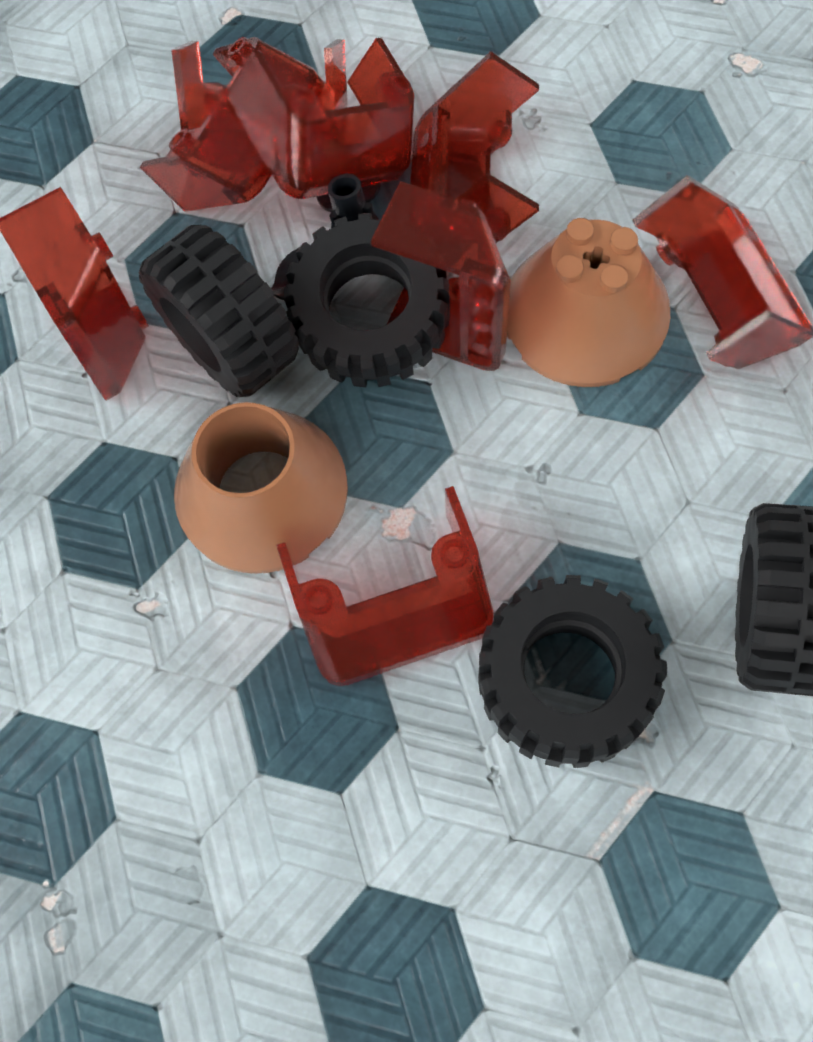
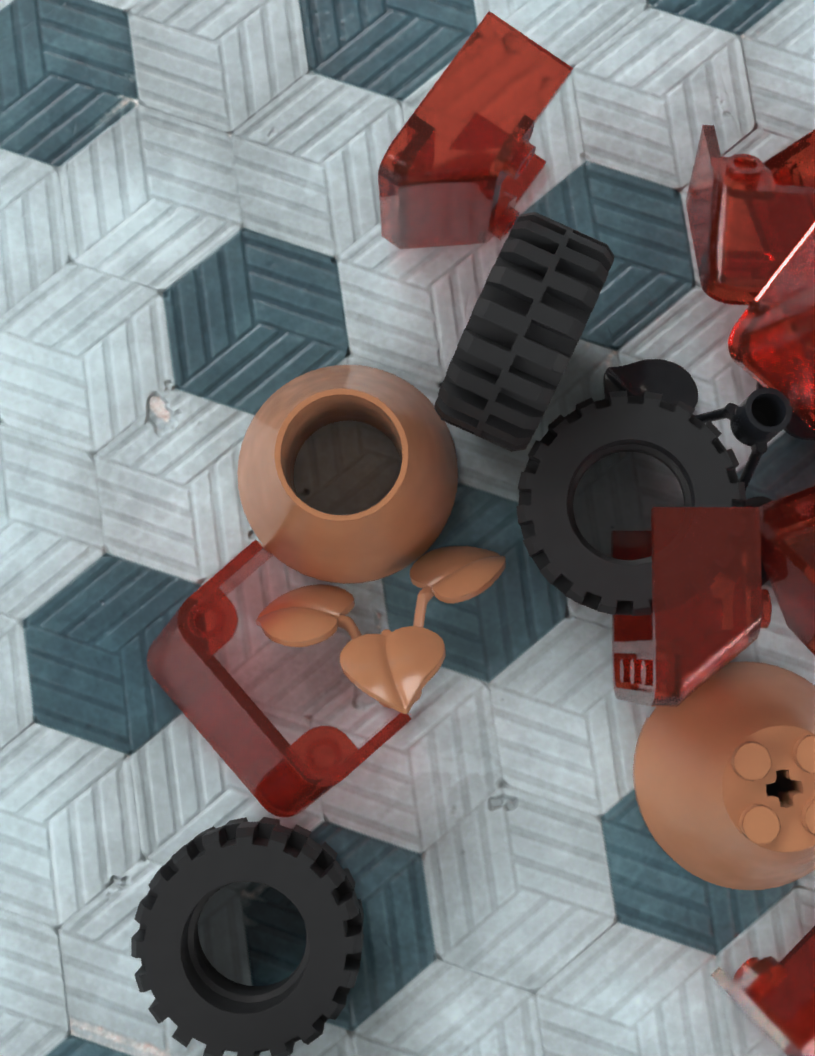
camera: 60 degrees right, 15 degrees up
(404, 458) = (393, 663): none -> nougat plant

